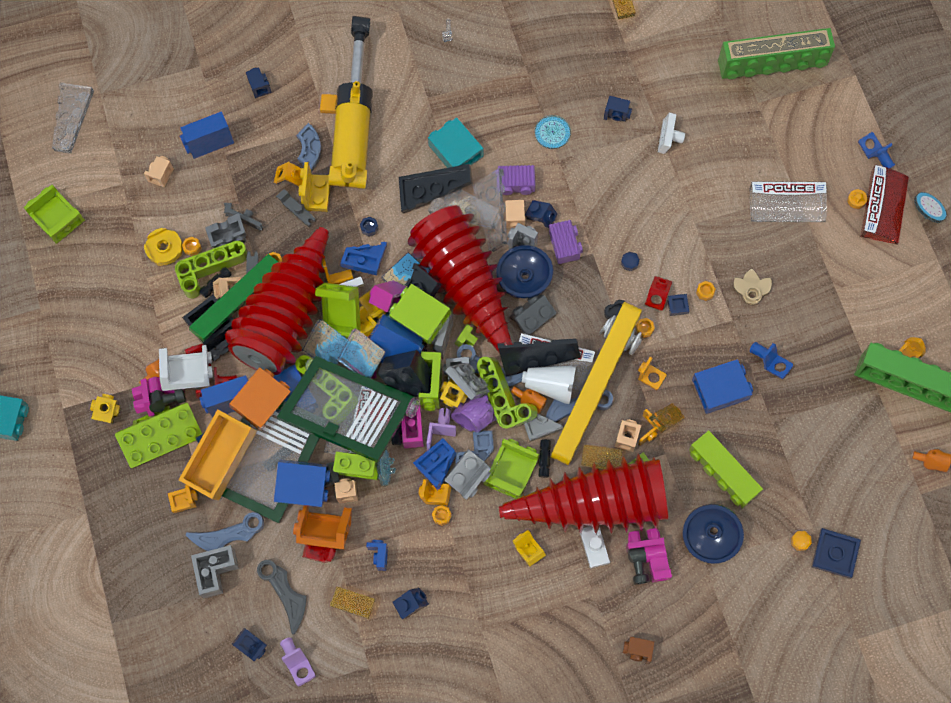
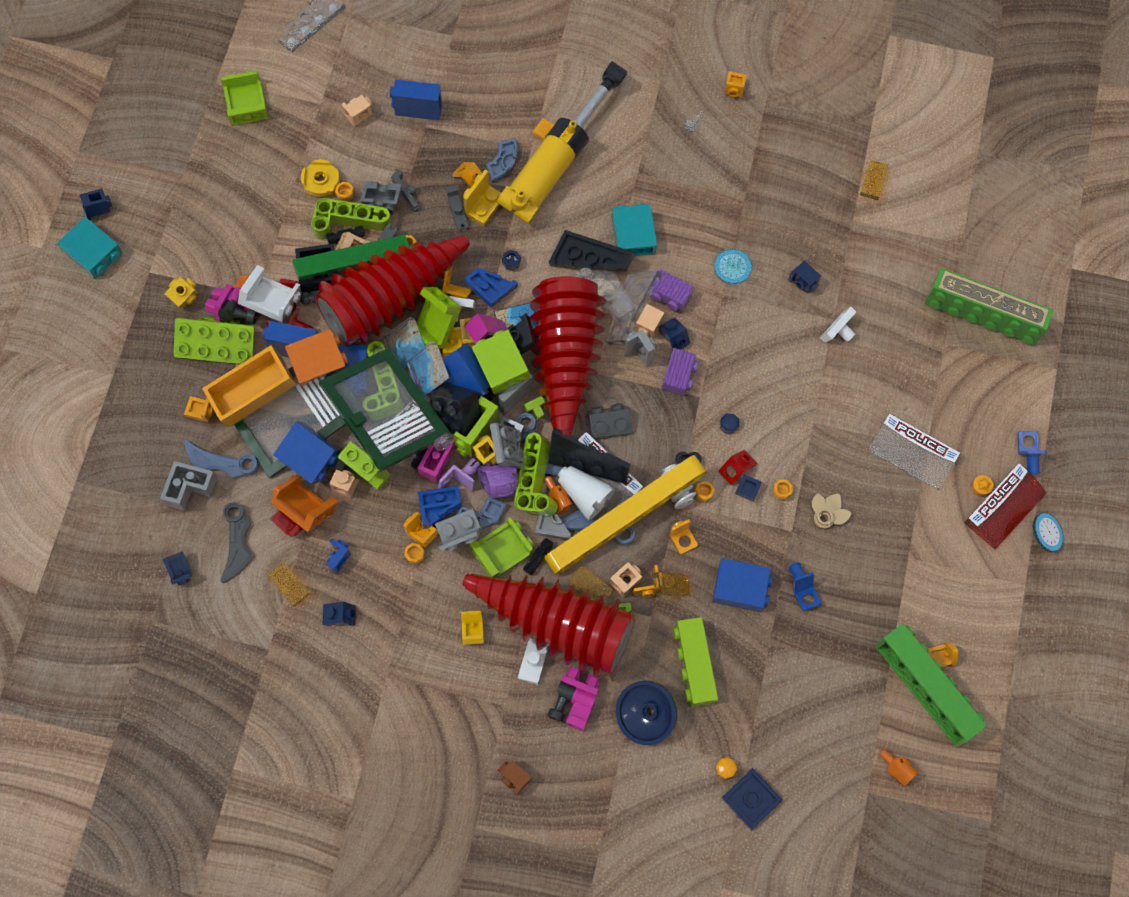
camera: 25 degrees right, 0 degrees up
(258, 82) = (492, 77): dark blue brick -> none
(295, 661) = (208, 606): lavender bracket -> none
(384, 469) = (388, 481): clear light blue piece -> none
(525, 261) = (628, 368): dark blue dish -> none

